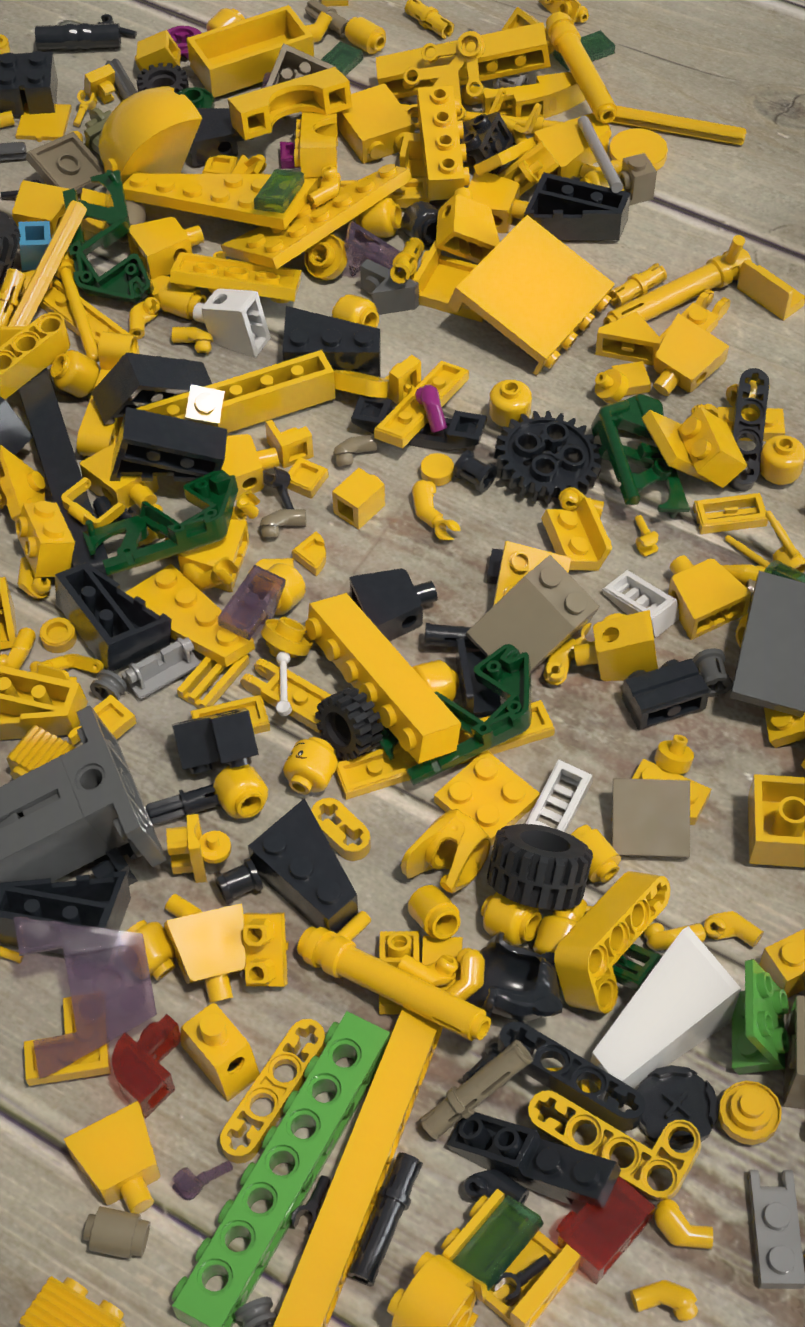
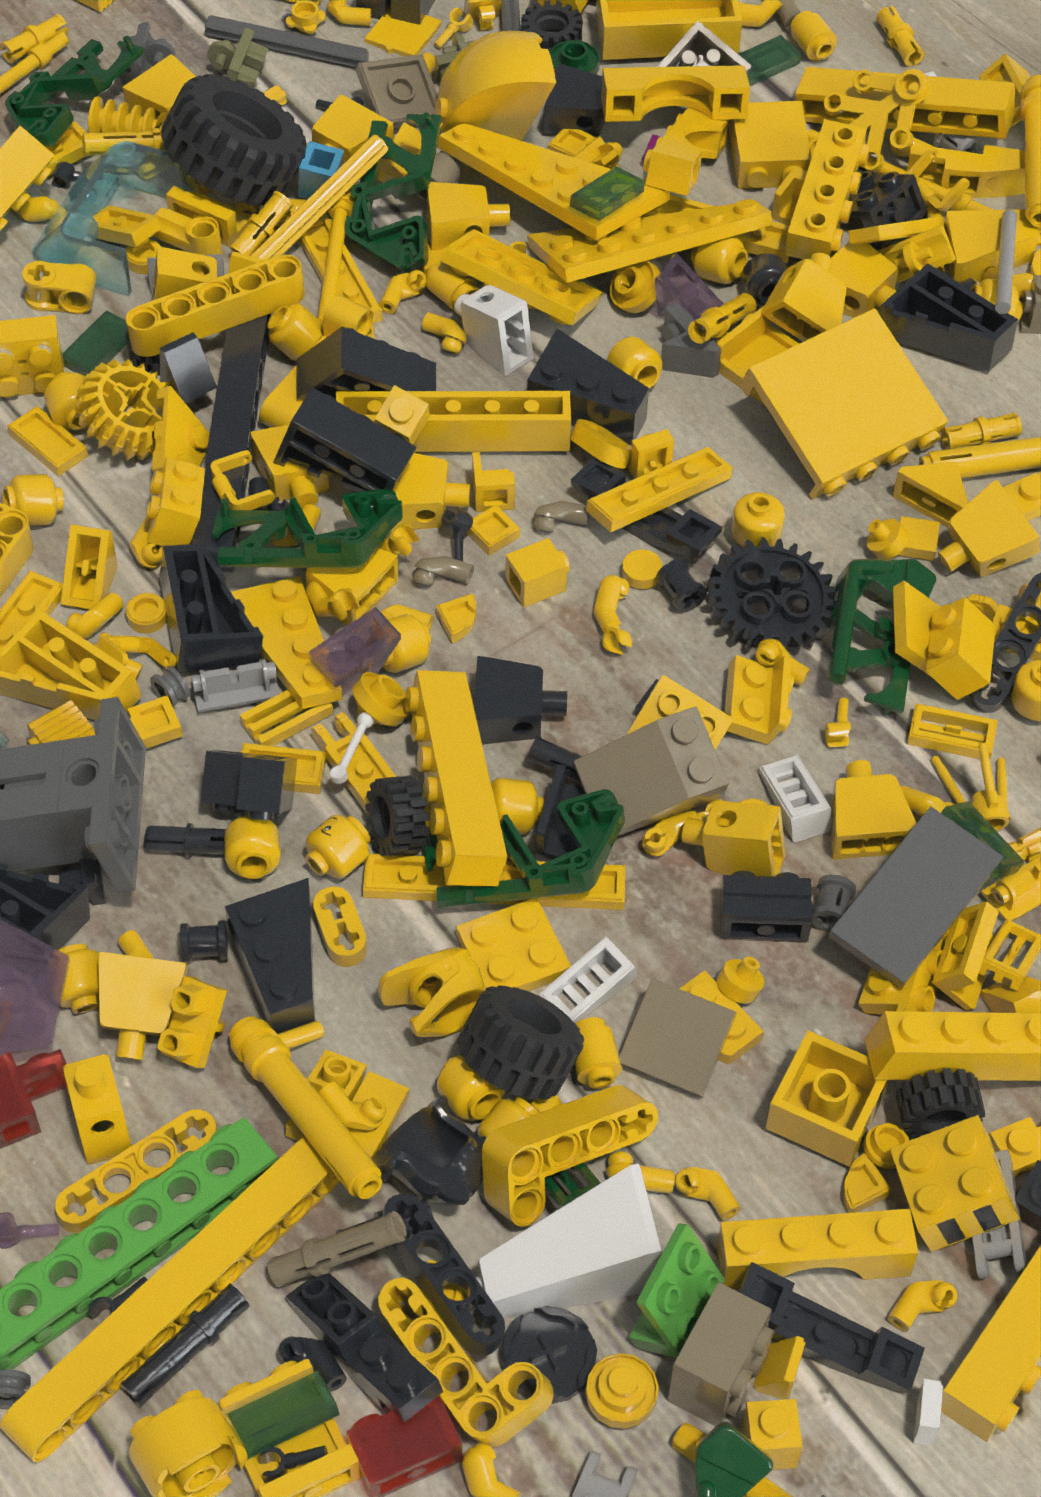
camera: 20 degrees right, 0 degrees up
(191, 848) = (171, 889): yellow hips -> none
(329, 187) = (671, 206): yellow arm -> none
(430, 399) = (664, 490): magenta arm -> none
(434, 912) = (390, 1049): yellow brick -> none
(472, 973) = (394, 1132): yellow arm -> none

